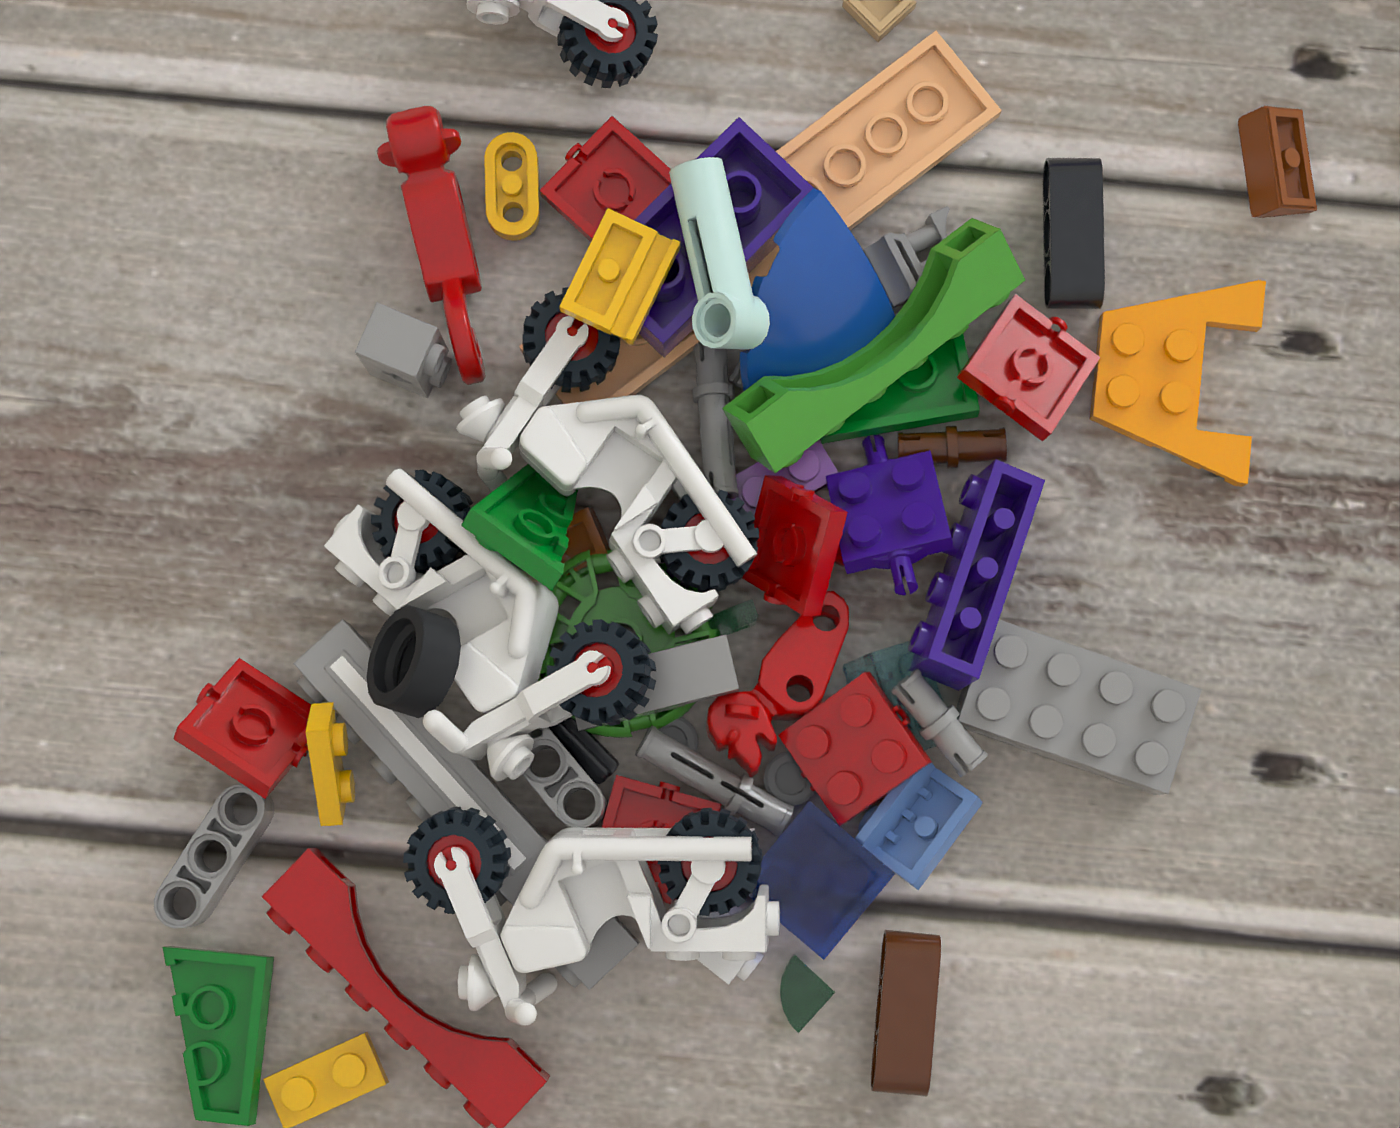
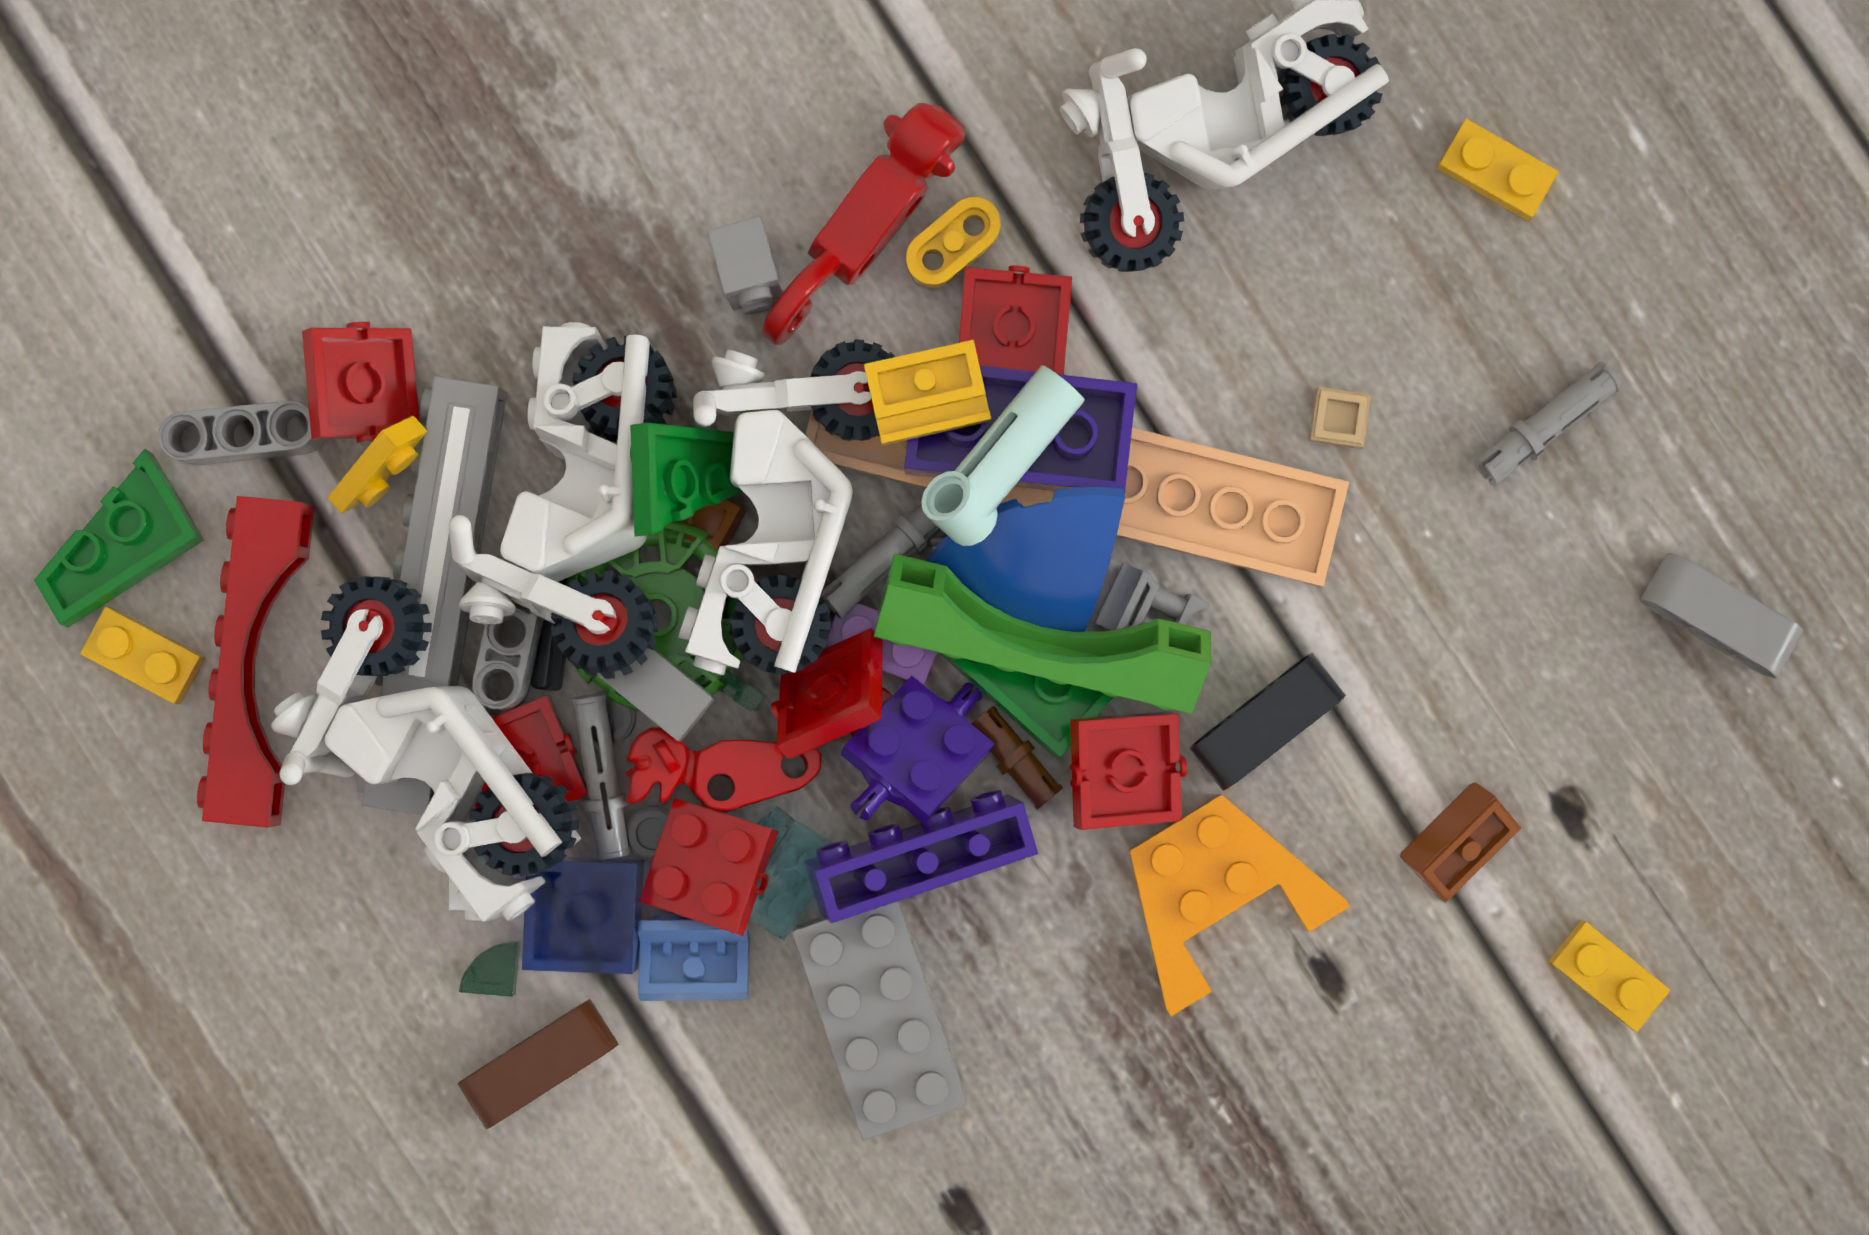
camera: 55 degrees right, 5 degrees up
(413, 661) = (500, 471): black tyre -> none
(939, 722) = (778, 917): light grey pin -> none

